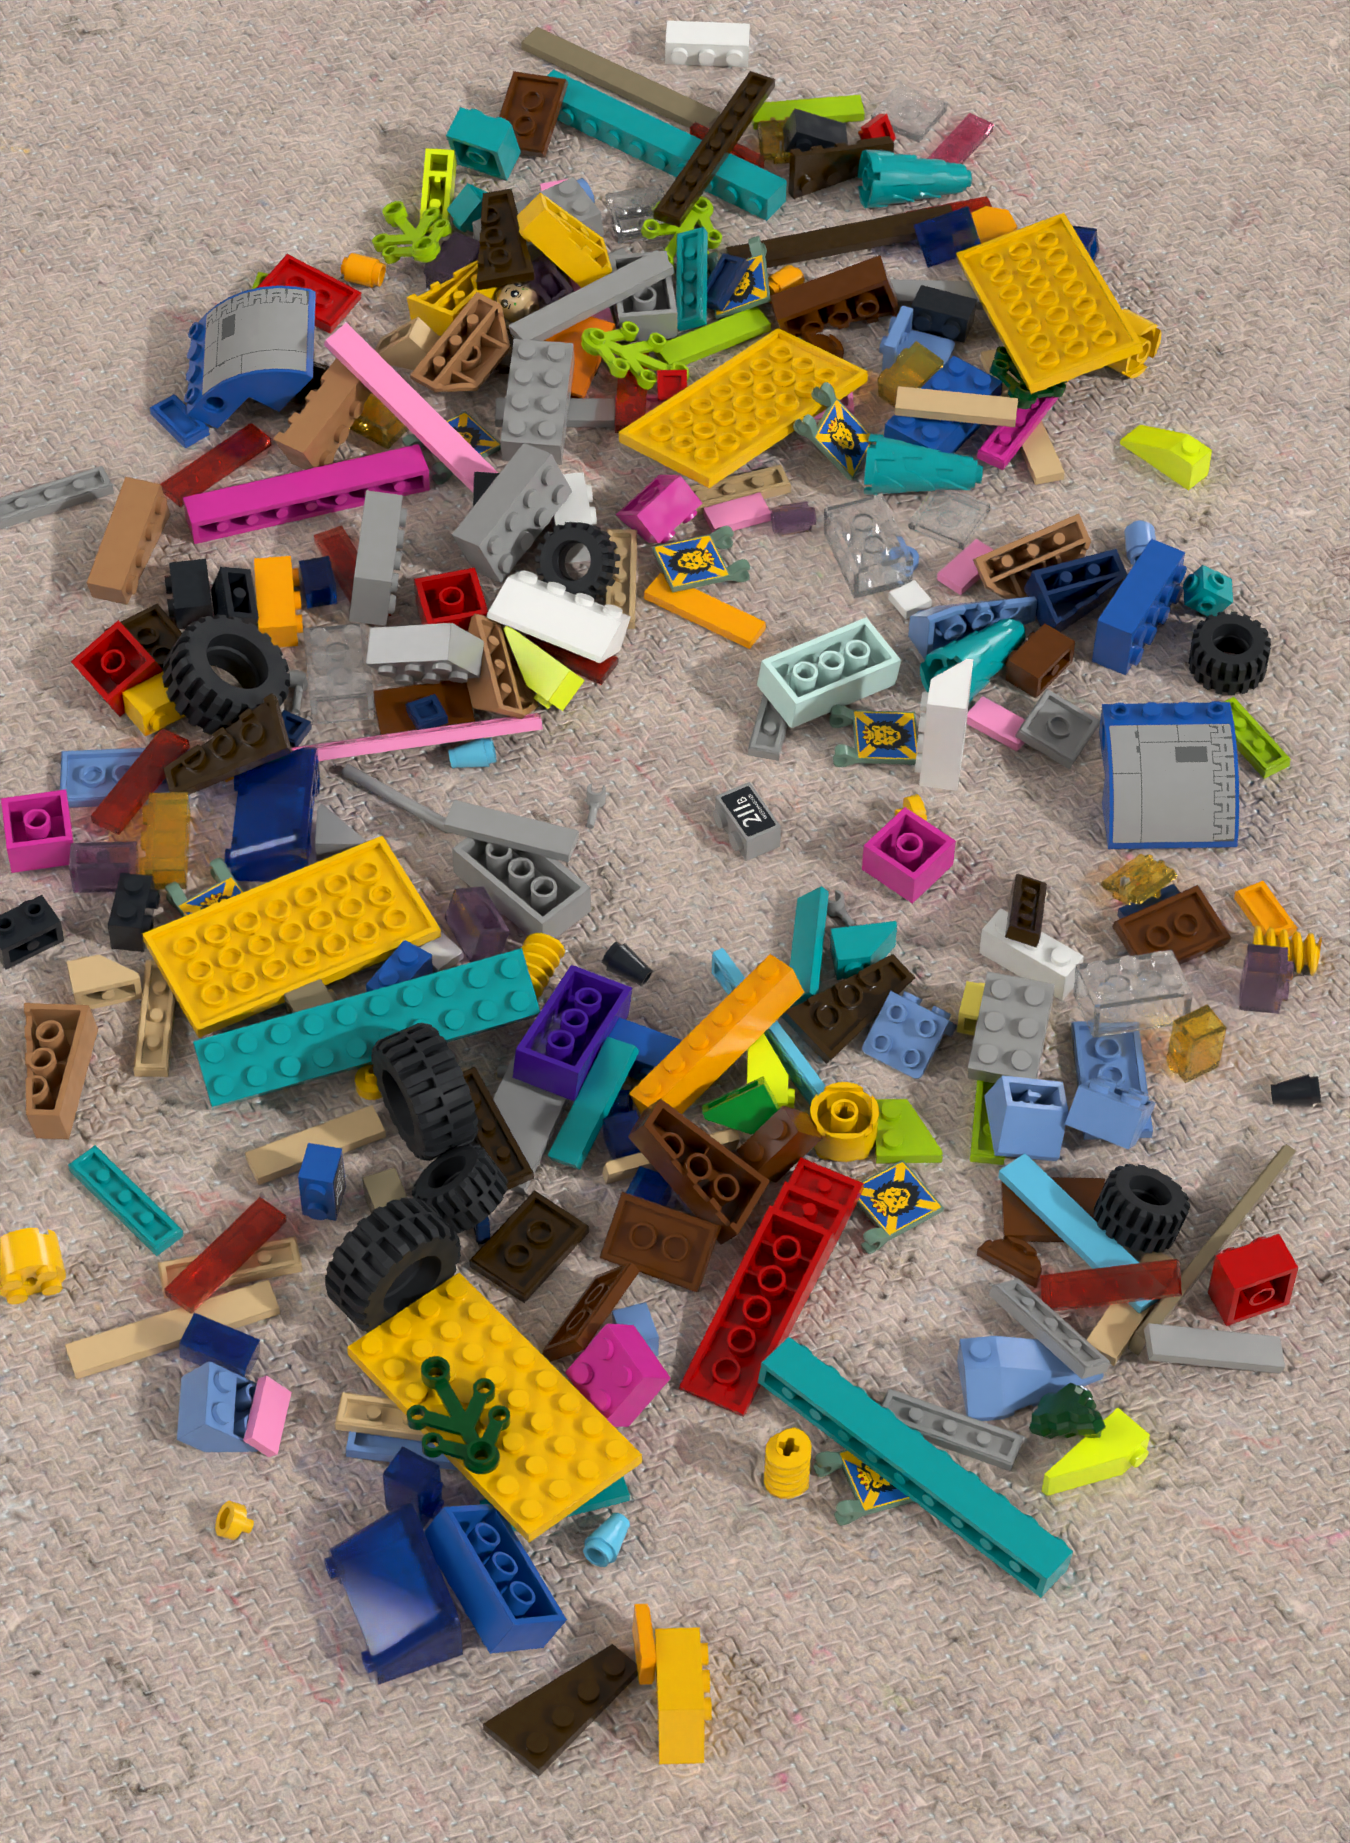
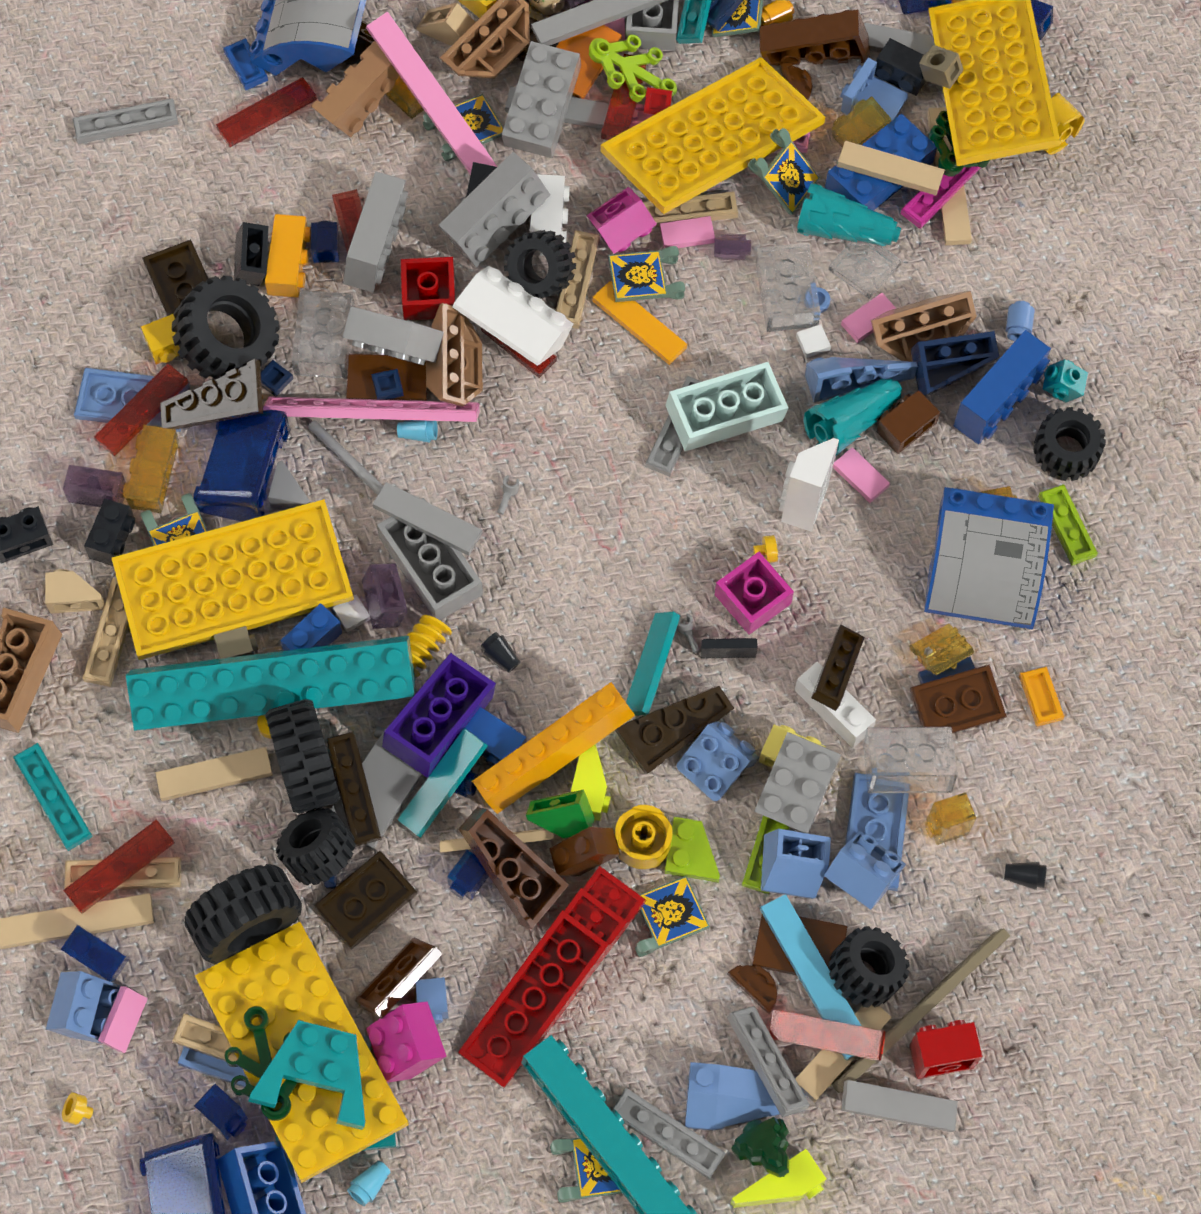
camera: 10 degrees right, 15 degrees up
(37, 830) = (48, 443): dark pink brick -> none
(115, 665) = (141, 299): red brick -> none
(128, 540) = (177, 178): medium nougat wedge -> none
(190, 591) = (218, 235): black brick -> none
(299, 683) = (287, 332): light grey hand -> none
(304, 493) = (333, 154): dark pink brick -> none
(322, 1182) = (207, 817): blue brick -> none
(382, 1188) = (258, 837): dark tan brick -> none
(524, 1400) = (319, 1059): none -> teal wing
(542, 672) = (490, 362): neon yellow slope -> none
(616, 1132) = (459, 810): clear blue brick -> none
(660, 1241) = (469, 920): reddish brown tile -> none
(715, 337) = (706, 56): lime tile -> none
(747, 821) = (628, 534): brick -> none
(787, 1463) = (520, 1139): yellow piece -> none
(789, 1055) = (605, 745): medium azure tile -> none
(860, 946) = (695, 673): teal slope -> none
(878, 736) = (758, 469): flag -> none
(907, 914) = (729, 648): none -> black tile
(987, 299) = (941, 66): none -> dark tan brick
(1058, 728) = (908, 489): light grey tile -> none
(1171, 453) = (1065, 235): neon yellow slope -> none
(1265, 978) = (1023, 767): brick -> none
(1299, 951) = (1048, 739): yellow piece -> none

